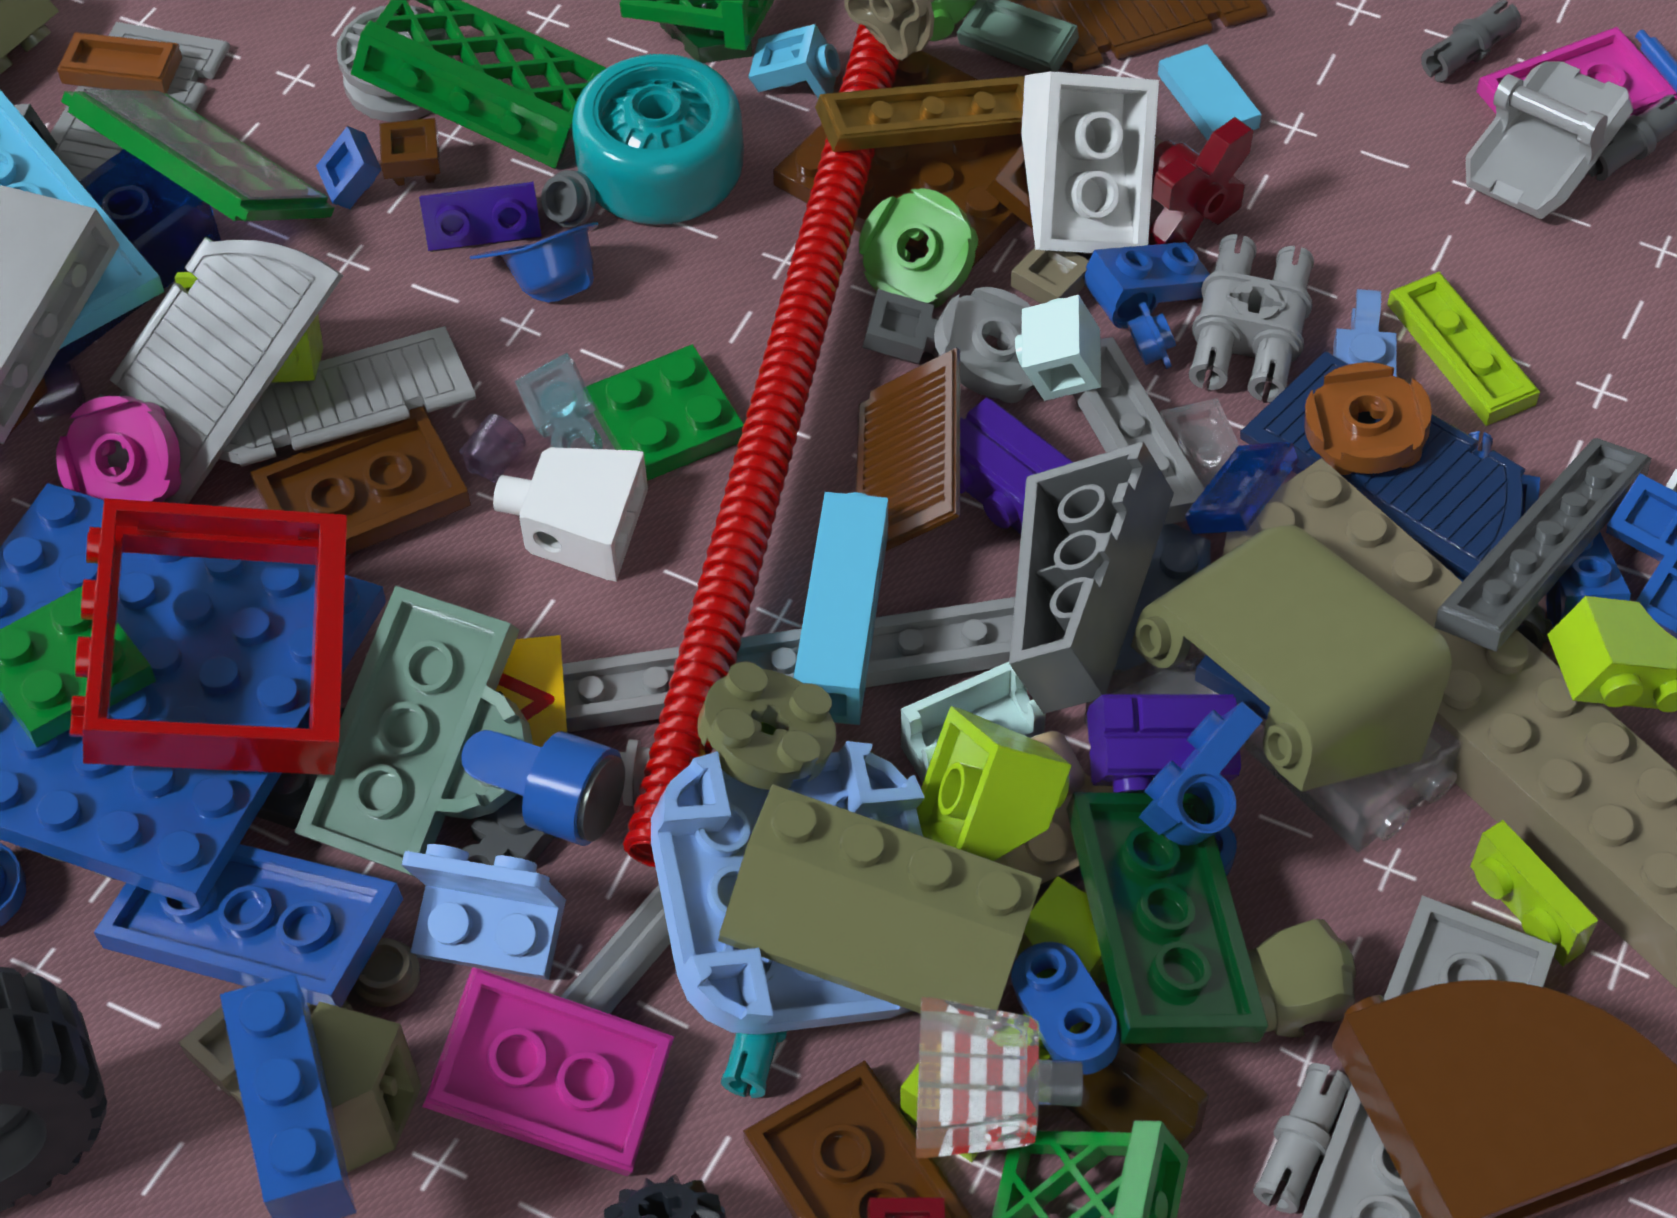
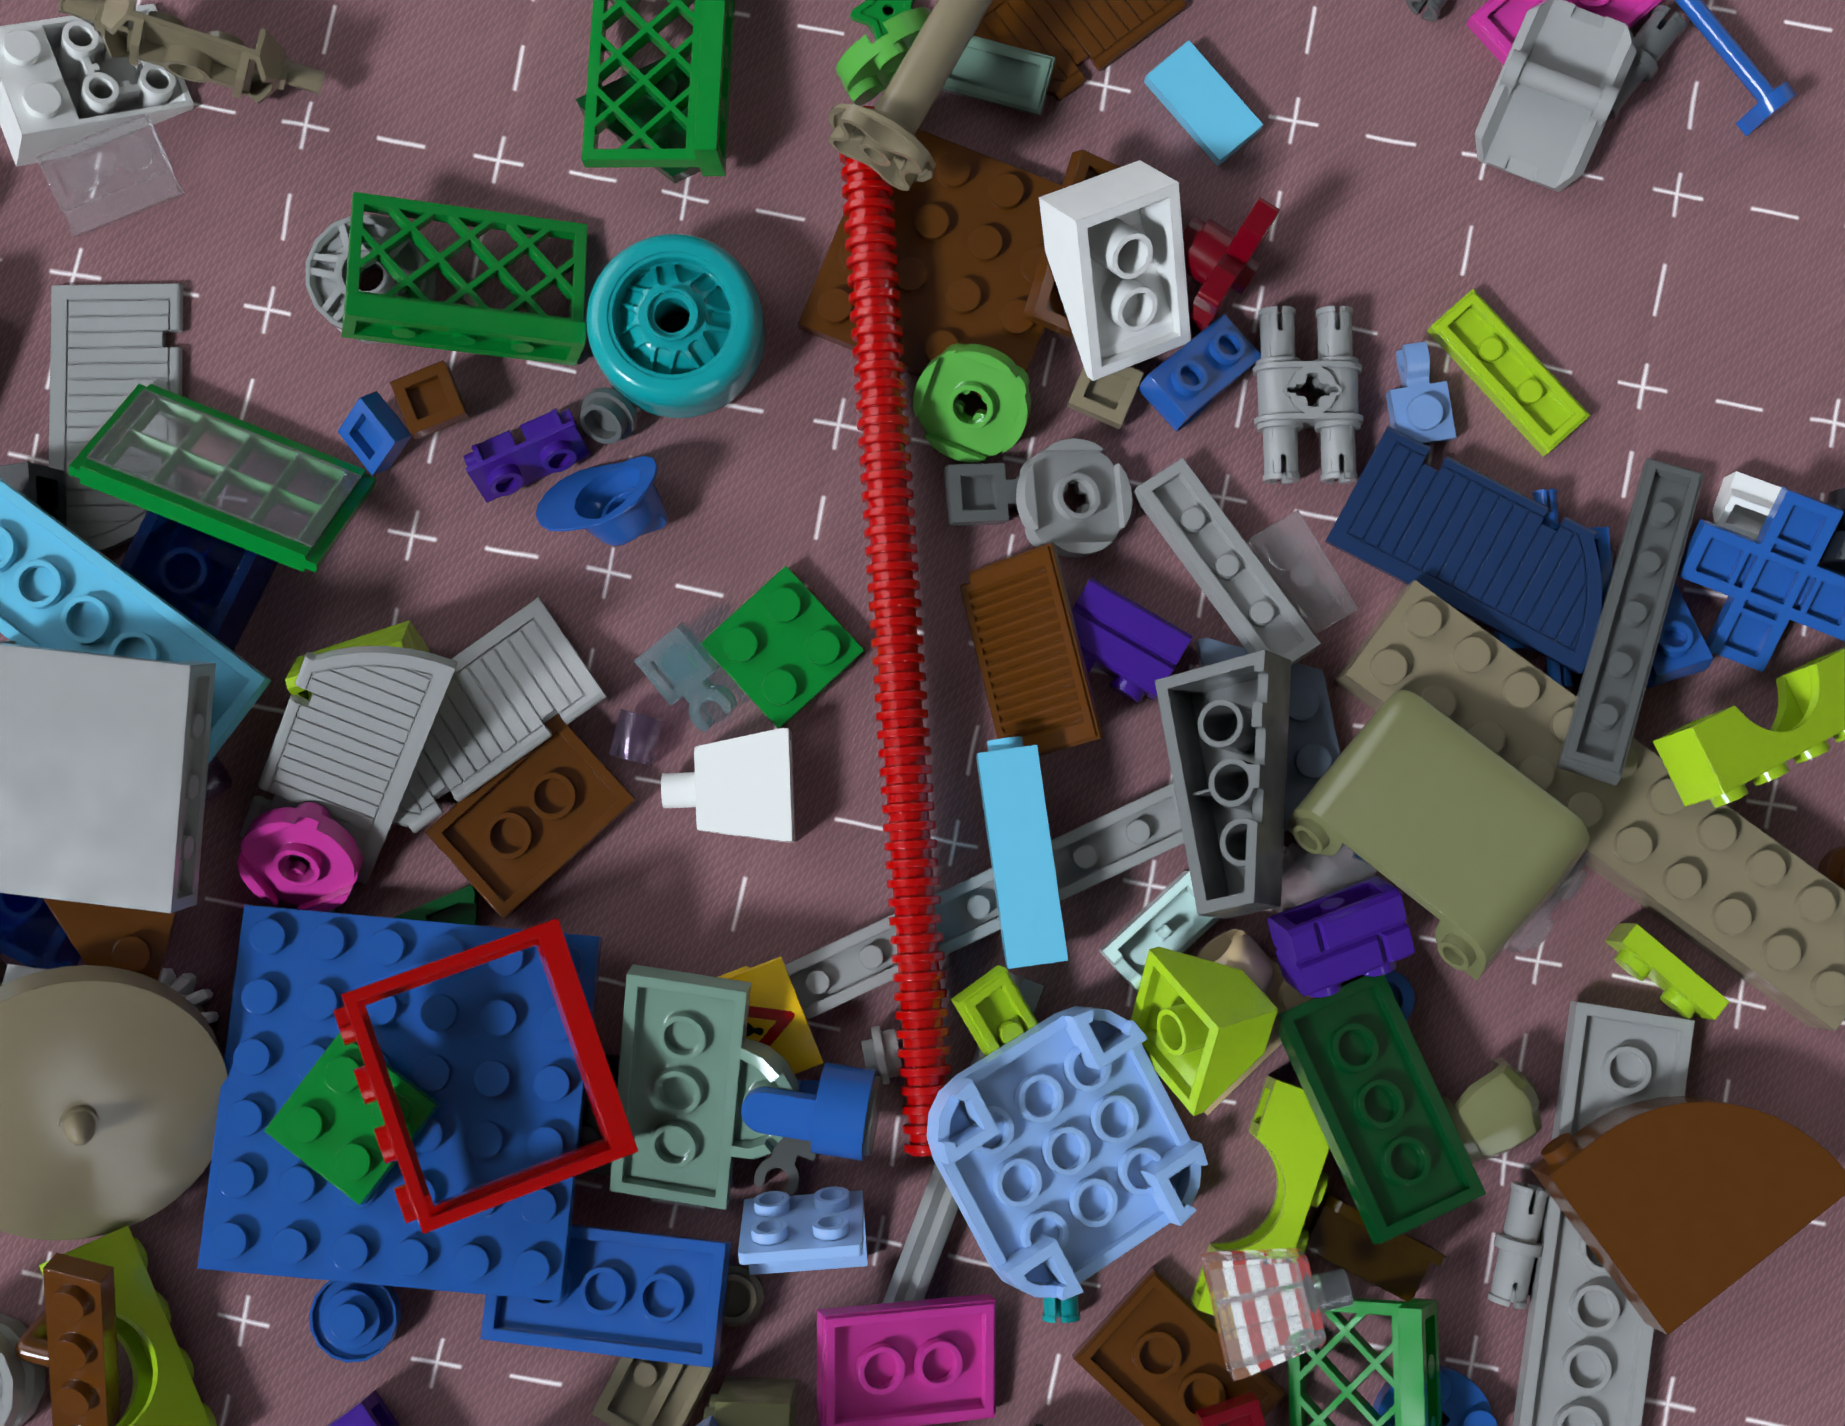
camera: 15 degrees left, 30 degrees up
(119, 63) = (82, 349): dark orange tile -> none
(757, 695) = (980, 1054): olive plate -> none
(795, 58) = (778, 173): medium azure bracket -> none
(876, 906) = (1147, 1180): olive slope -> none
(922, 113) = (943, 245): pearl gold tile -> none
(1060, 347) = (1144, 507): light aqua brick -> none
(1062, 1003) = (1317, 1214): blue plate -> none
(1152, 336) = (1218, 446): blue plate -> none
(1215, 745) = (1387, 985): blue plate -> none
(1242, 488) = (1350, 634): clear blue tile -> none
(1360, 447) = (1460, 486): dark orange plate -> none

